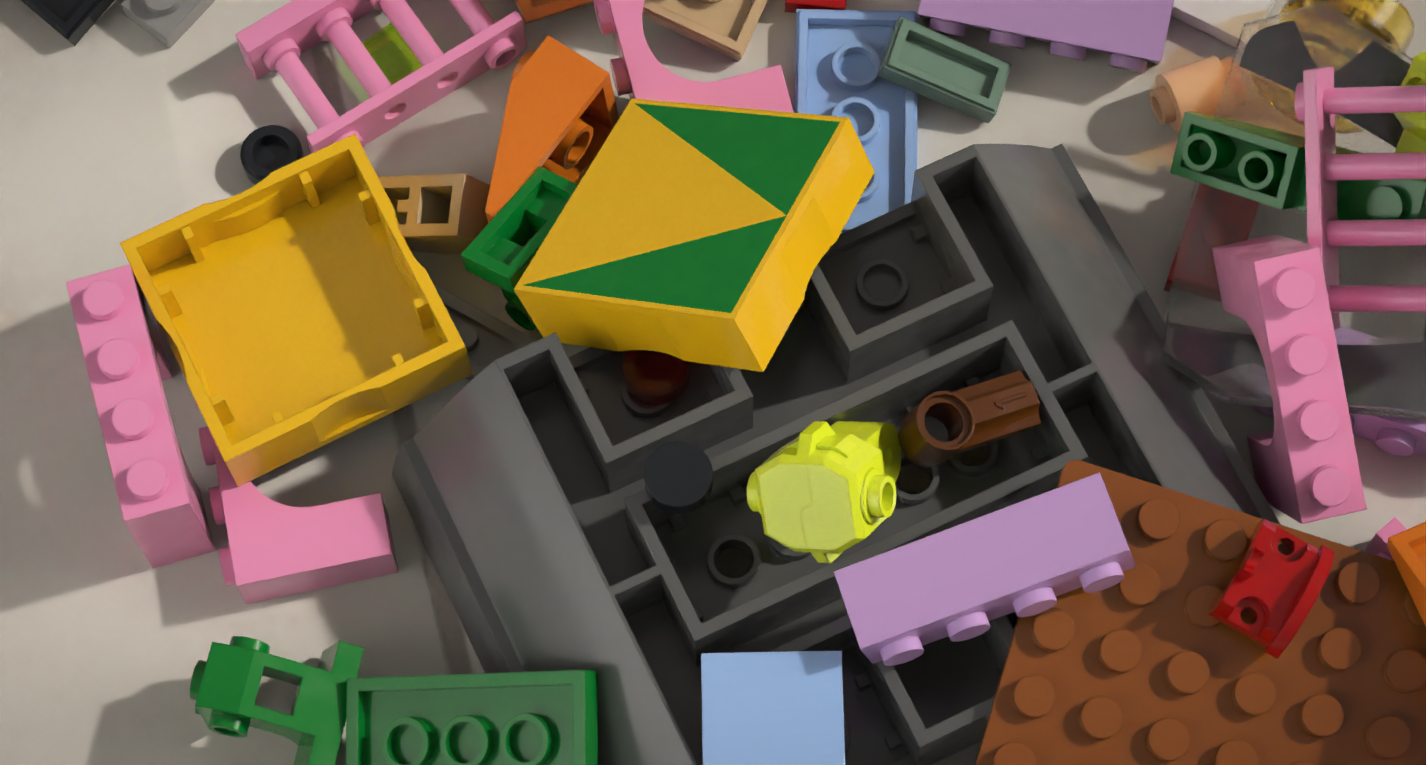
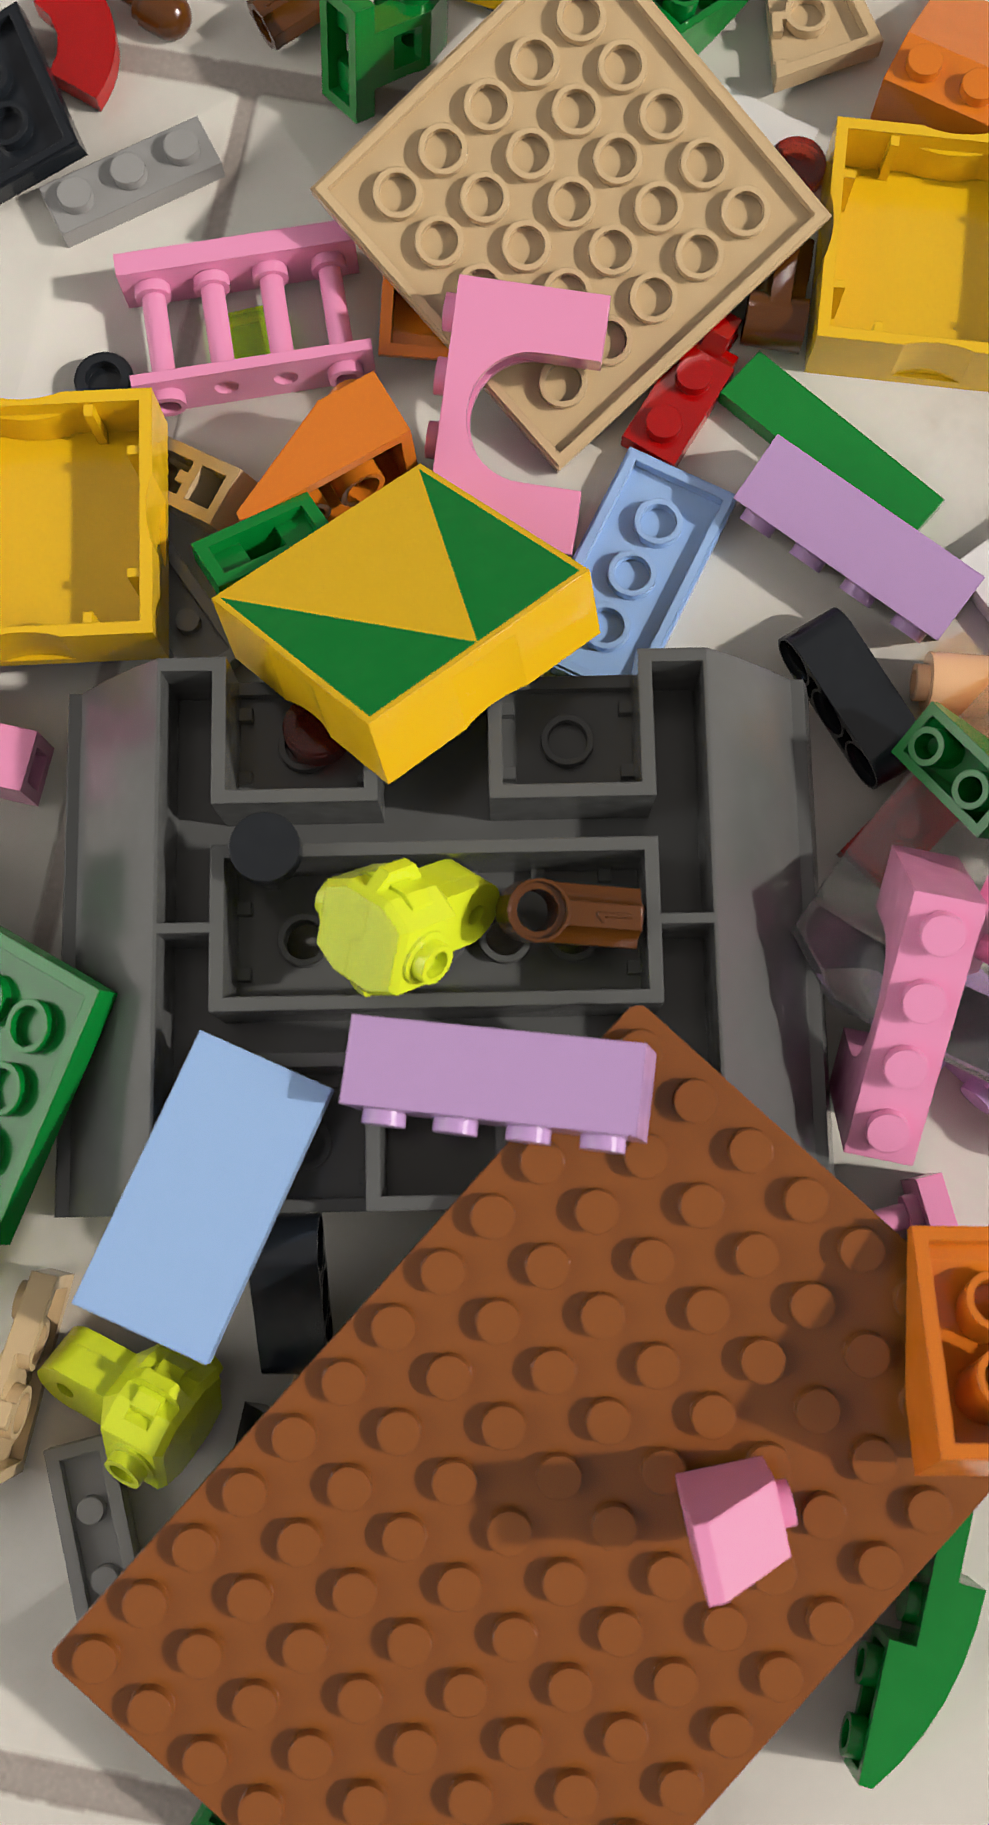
camera: 25 degrees right, 10 degrees up
(944, 69) = (735, 561): sand green tile -> none
(1107, 143) = (849, 694): none -> black beam
(1274, 587) = (776, 1224): red piece -> none

